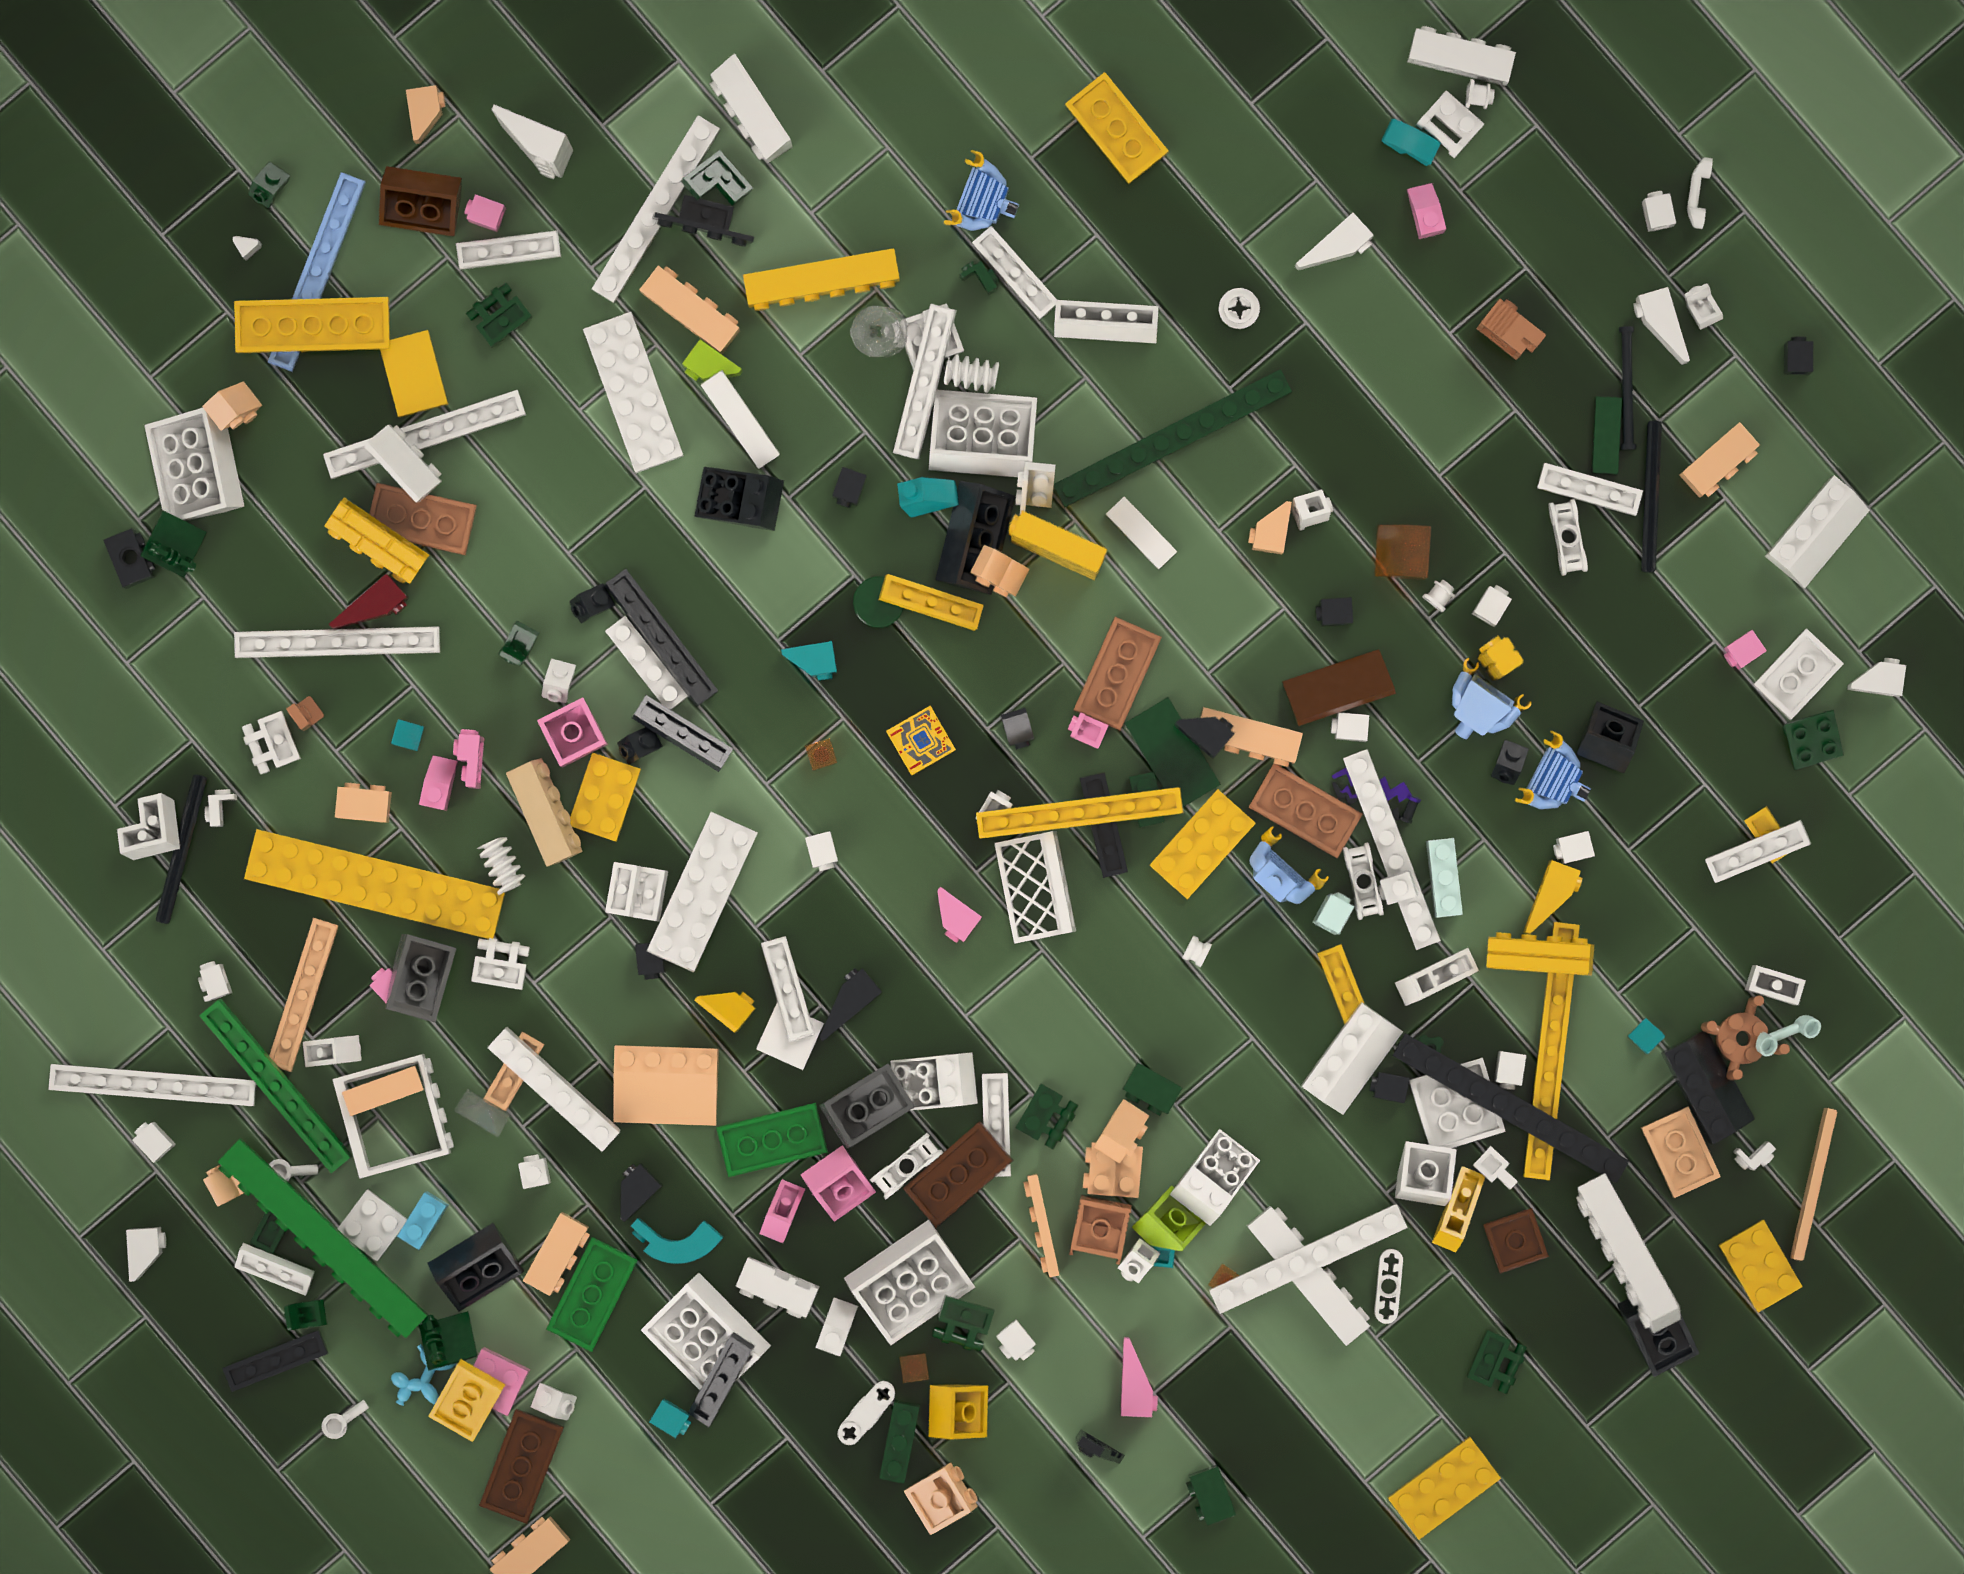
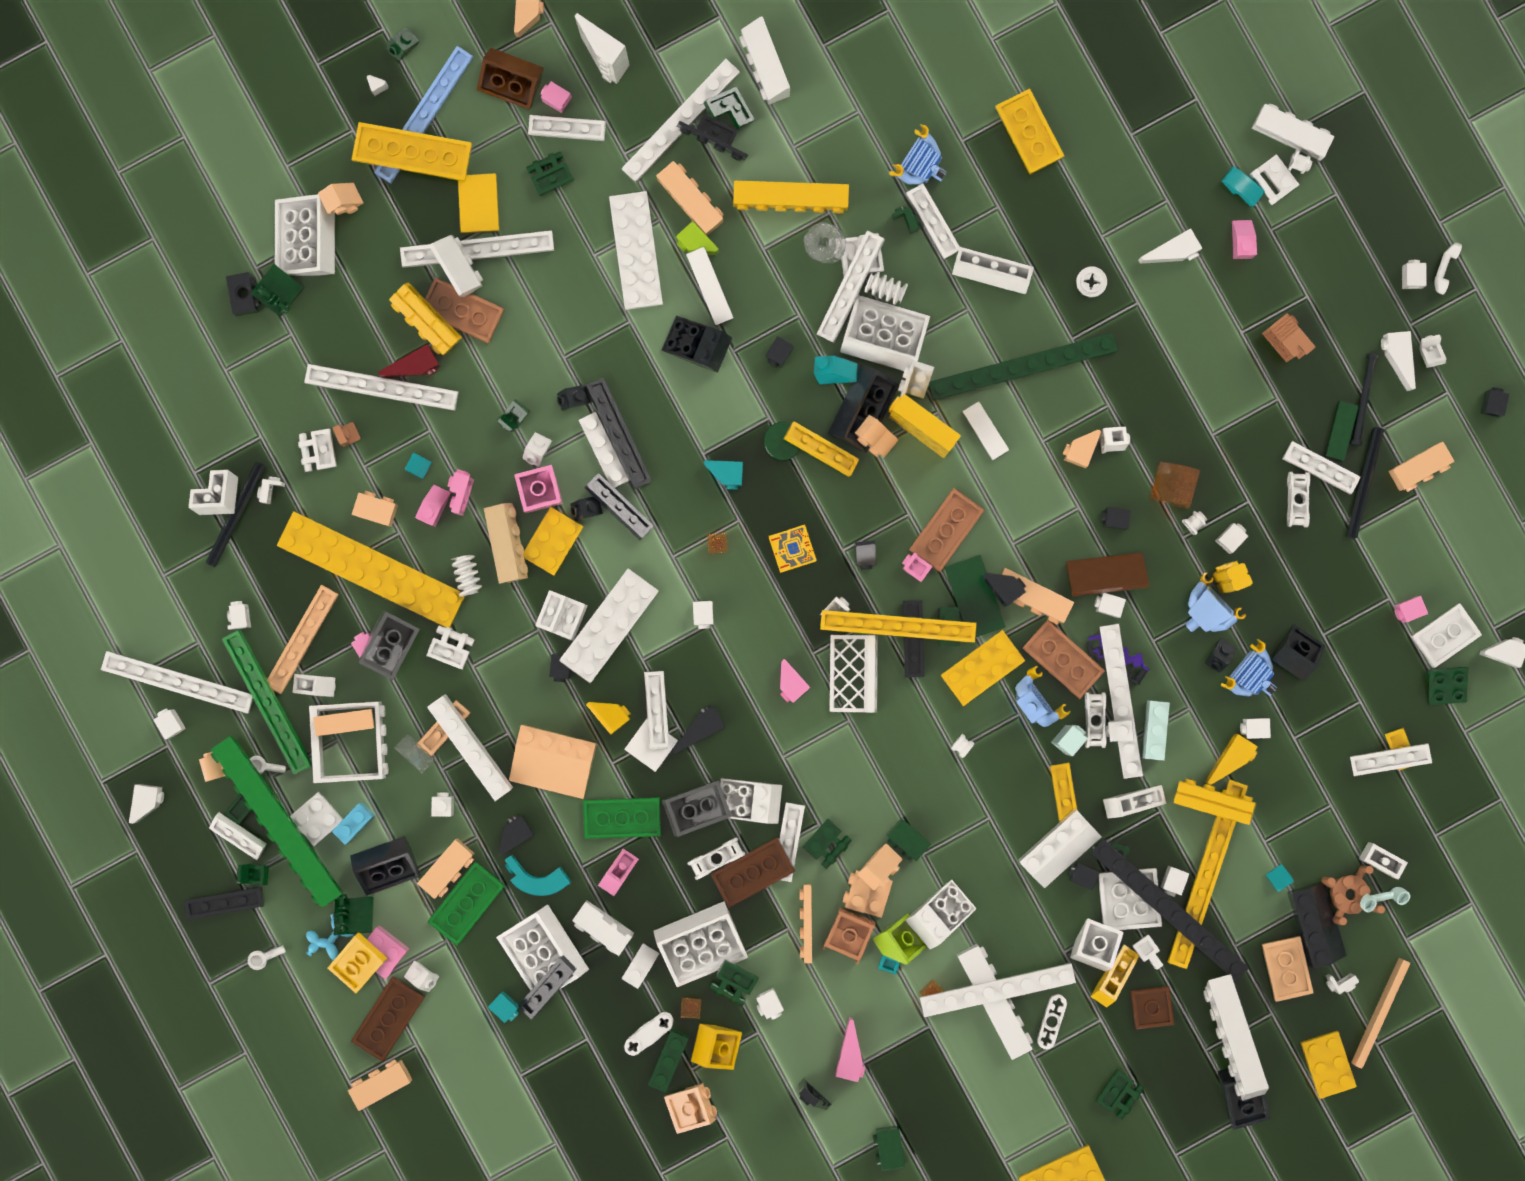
camera: 15 degrees right, 0 degrees up
(838, 1183) = (663, 860): bright pink slope -> none
(1135, 1265) = (869, 967): white brick -> none
(1818, 531) = (1482, 533): white slope -> none

